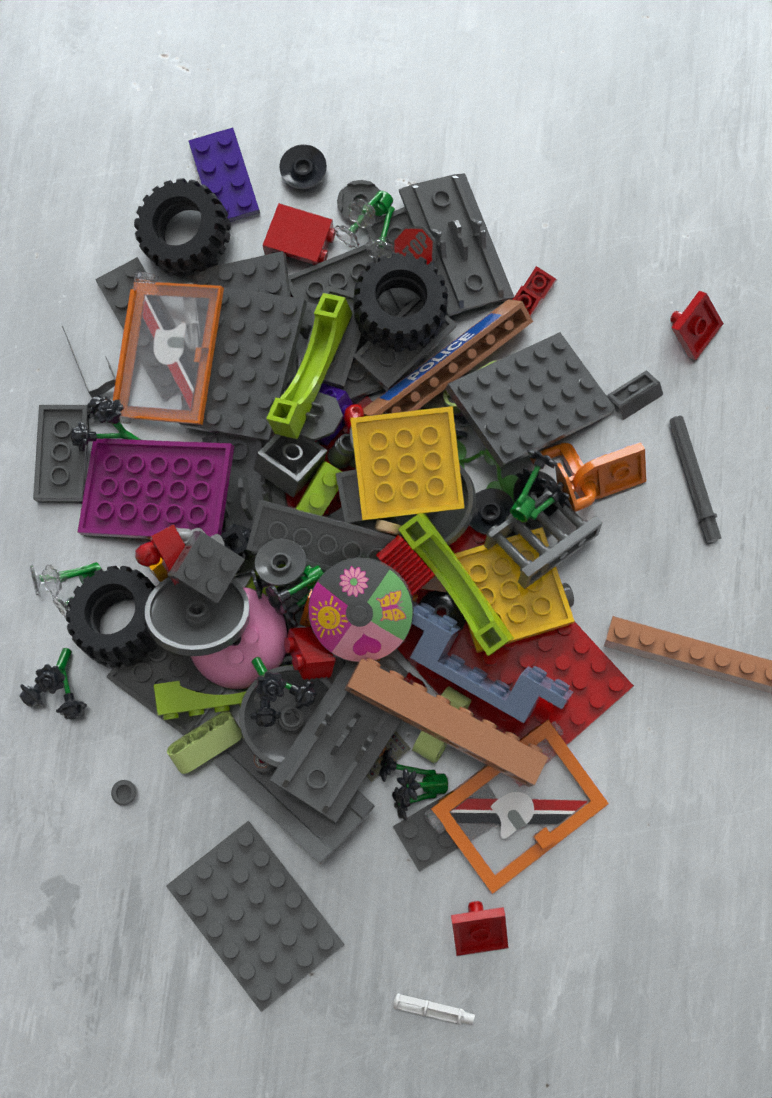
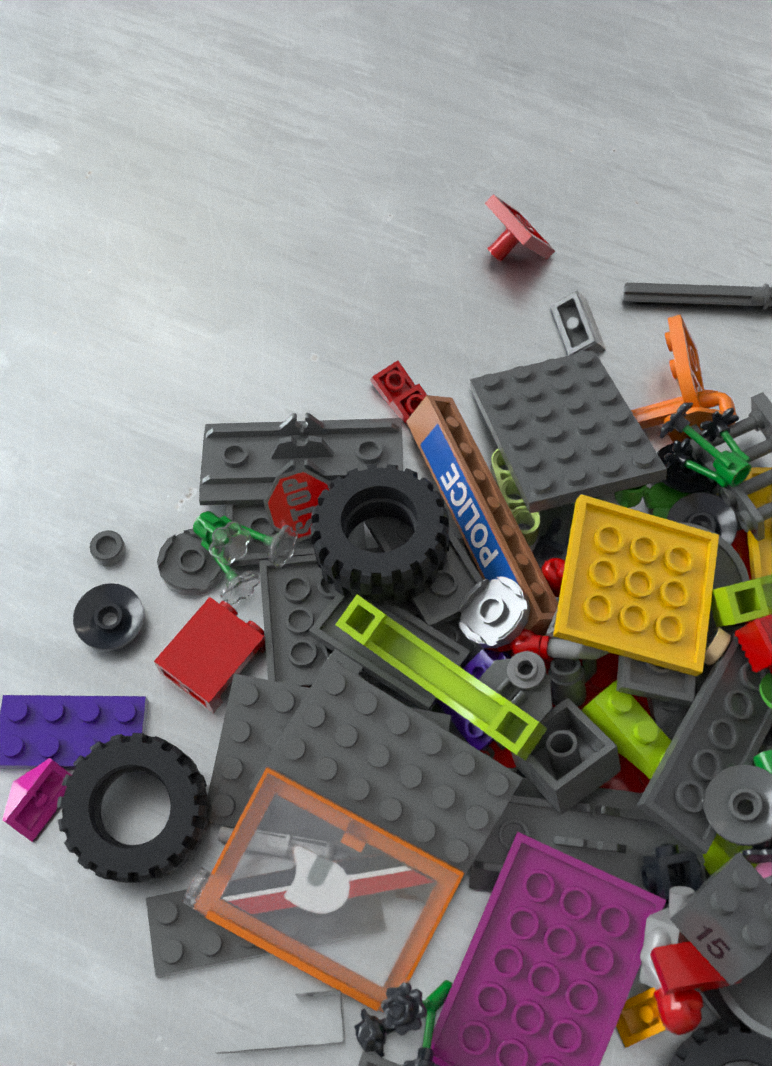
camera: 75 degrees left, 10 degrees down
(174, 168) = (35, 798): none -> dark pink slope
(330, 421) = (528, 681): none -> flat silver plate
(352, 148) = (107, 548): none -> dark grey tile
(369, 388) = (494, 612): none -> tile

